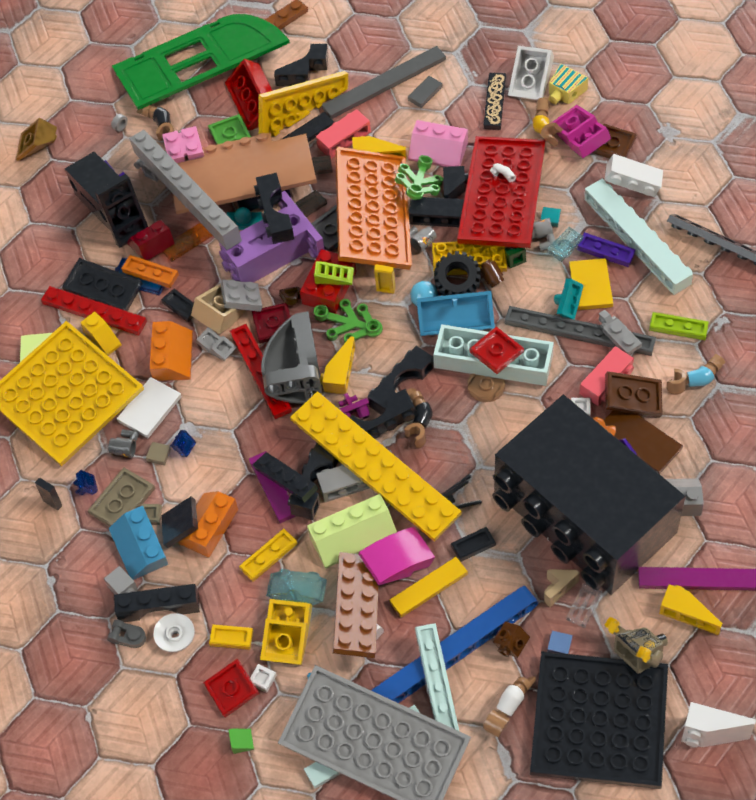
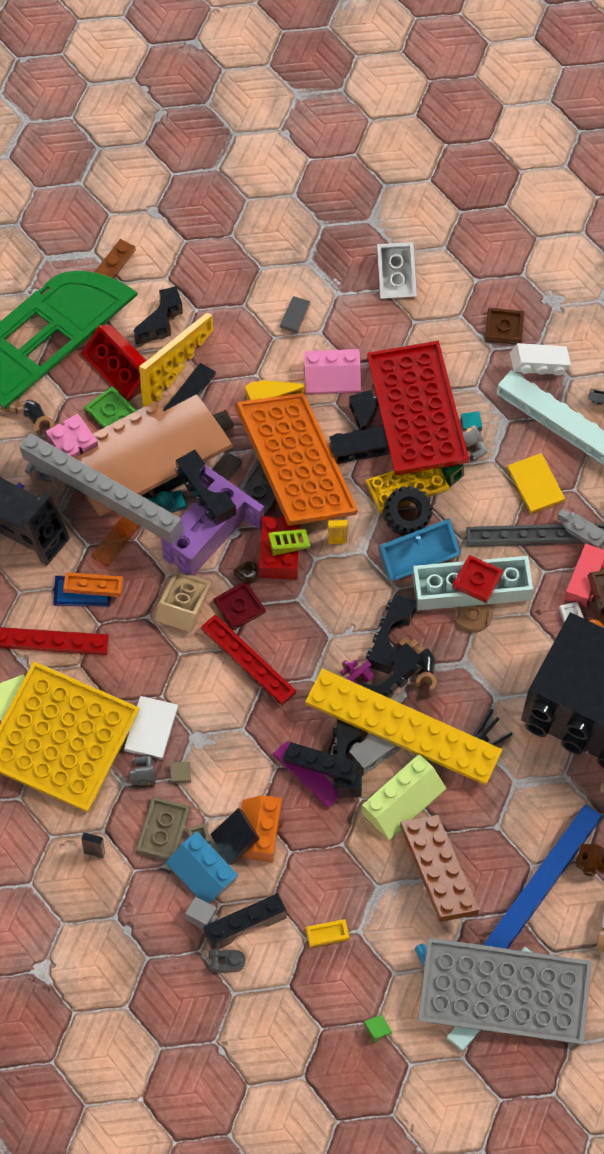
camera: 25 degrees left, 5 degrees up
(86, 483) = (123, 823): clear blue tile -> none
(100, 333) = (70, 663): yellow slope -> none
(102, 284) = (47, 611): black tile -> none
(151, 240) = (80, 550): dark red slope -> none
(170, 351) = (150, 664): orange slope -> none
(170, 625) = (273, 936): white dish -> none
(179, 304) = (137, 611): black tile -> none
(183, 443) = (203, 755): clear blue tile -> none
(216, 345) = (191, 644): light grey slope -> none
(231, 688) = (348, 982): red tile -> none
(241, 295) = (199, 586): light grey plate -> none
(263, 678) = (373, 964): white tile -> none
(268, 555) = (330, 843): yellow tile -> none
(286, 631) = (379, 913): yellow slope -> none
(291, 362) = (282, 642): dark grey panel -> none
(296, 586) = (373, 867): clear light blue brick -> none
(338, 370) = (326, 640): yellow slope -> none
(341, 133) = (230, 382): coral brick -> none
(349, 322) = (316, 584): bright green plant -> none
(383, 82) = (248, 314): dark grey tile -> none
(397, 556) = (457, 809): dark pink slope -> none
(415, 190) = (331, 429): bright green plant -> none
(422, 238) = (355, 477): light grey piece -> none
(422, 290) = (378, 534): medium azure hair -> none
(428, 587) = (494, 830): yellow tile -> none
(436, 675) = (537, 913): light aqua tile -> none
(473, 544) = (520, 777): black tile -> none
(491, 273) = (438, 497): reddish brown brick -> none
(494, 101) = (369, 308): black tile -> none
(498, 168) = (413, 385): white arm -> none
(541, 122) = (427, 322): medium nougat piece -> none
(565, 244) = (499, 449): clear light blue tile -> none
(566, 85) = (437, 274): light yellow torso -> none
(569, 299) = (523, 505): teal tile -> none
(581, 131) = (469, 321): dark pink slope -> none
(606, 249) = (538, 443): dark purple plate -> none

